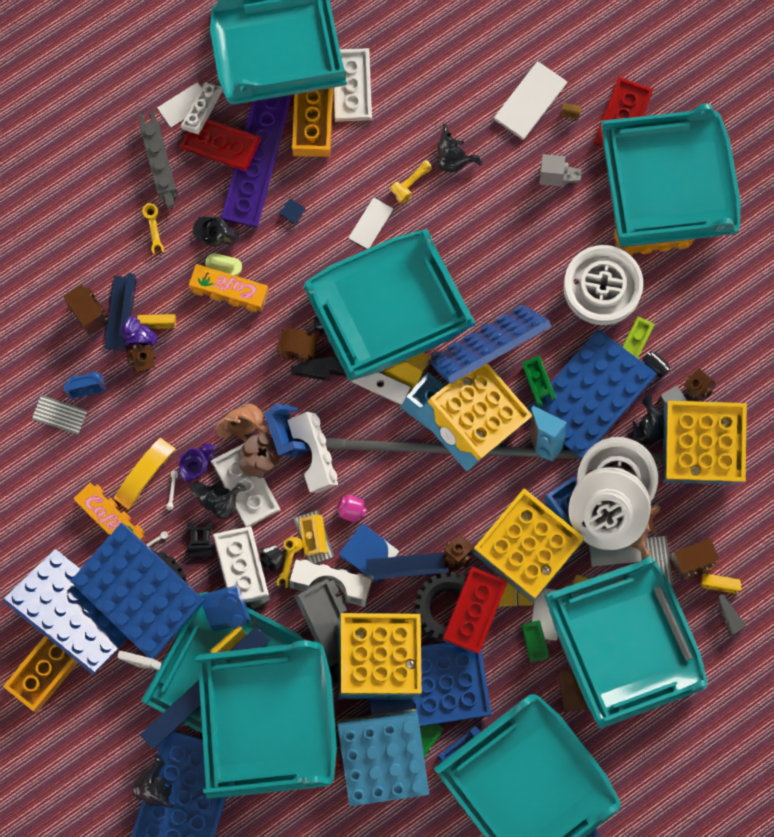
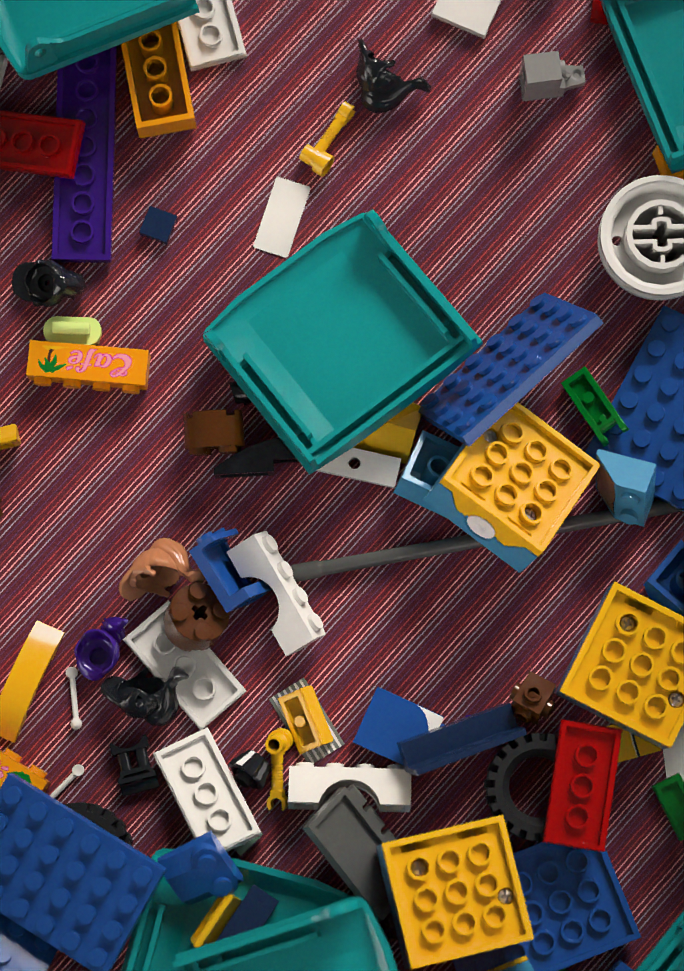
camera: 15 degrees left, 5 degrees up
(351, 508) = (354, 665): dark pink head -> none

